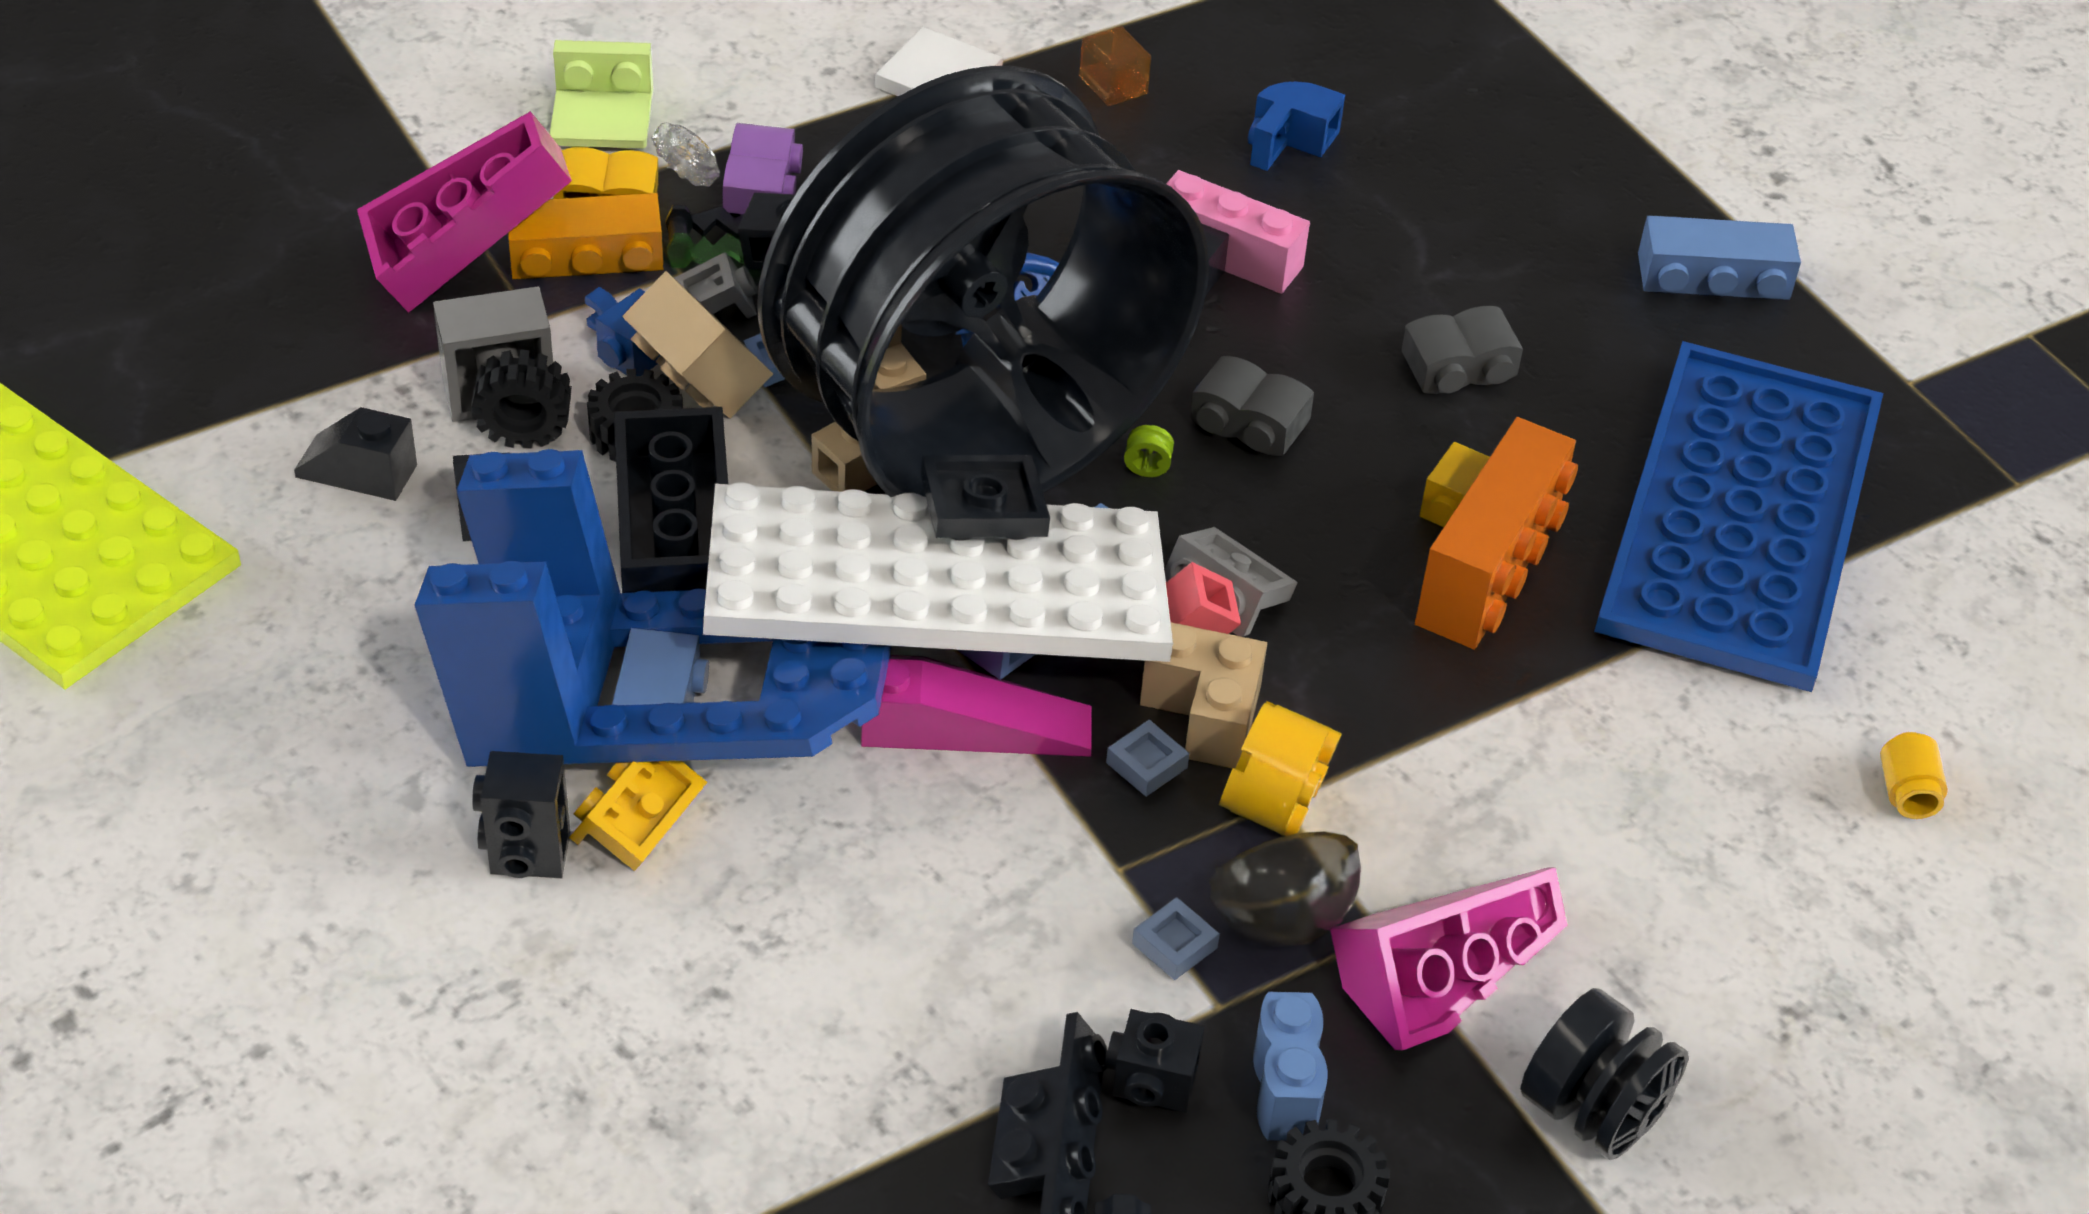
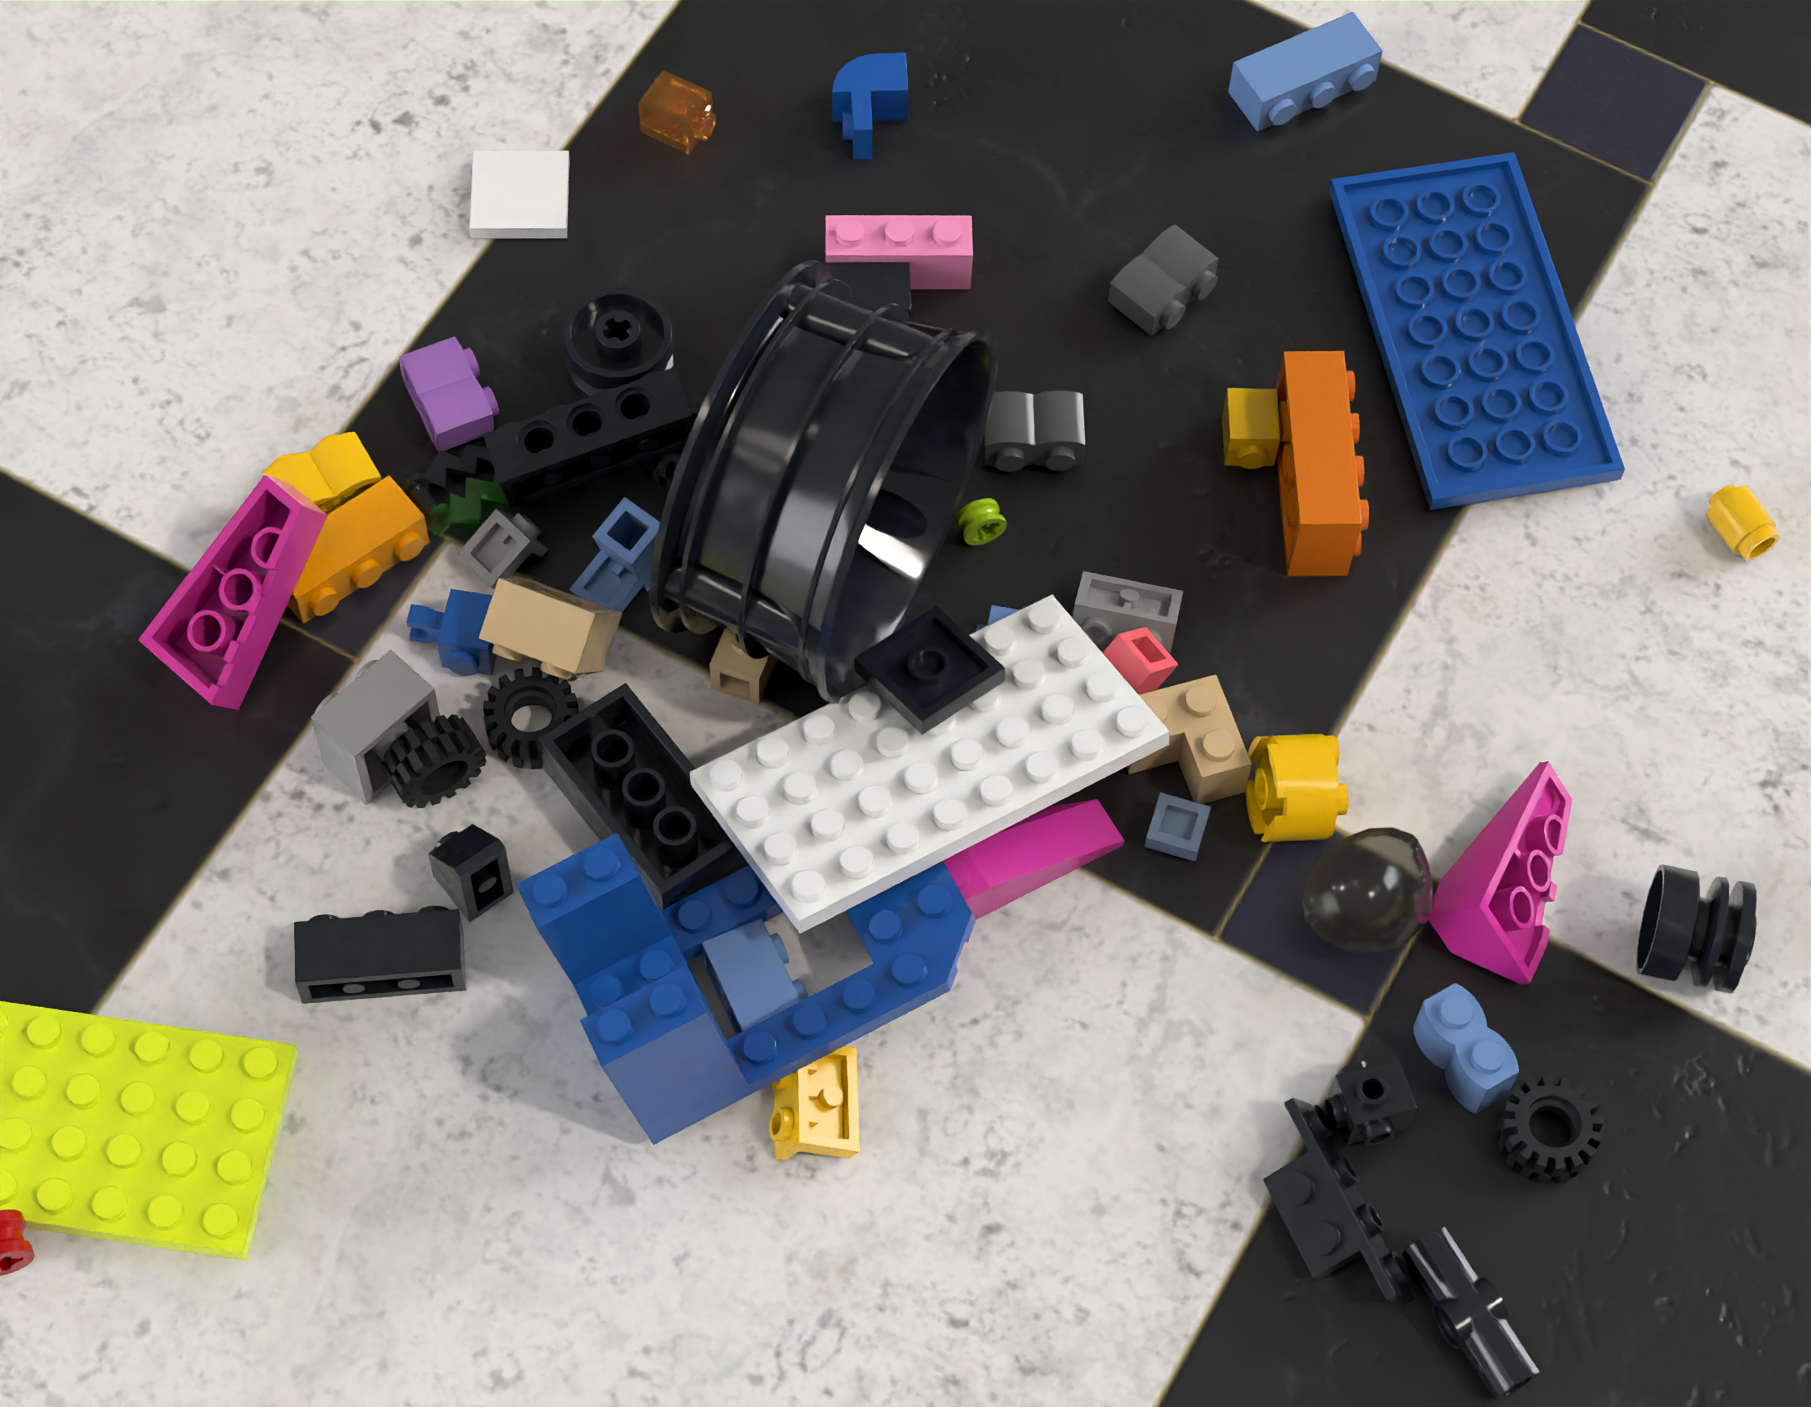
camera: 30 degrees left, 15 degrees up
(360, 519) = (379, 955): none -> black brick
(362, 454) = (322, 882): black slope -> none
(523, 814) = (750, 1171): black brick -> none
(602, 94) = (246, 386): yellowish green bracket -> none
(686, 154) = (372, 412): clear gear -> none
(1175, 938) = (1307, 982): sand blue plate -> none

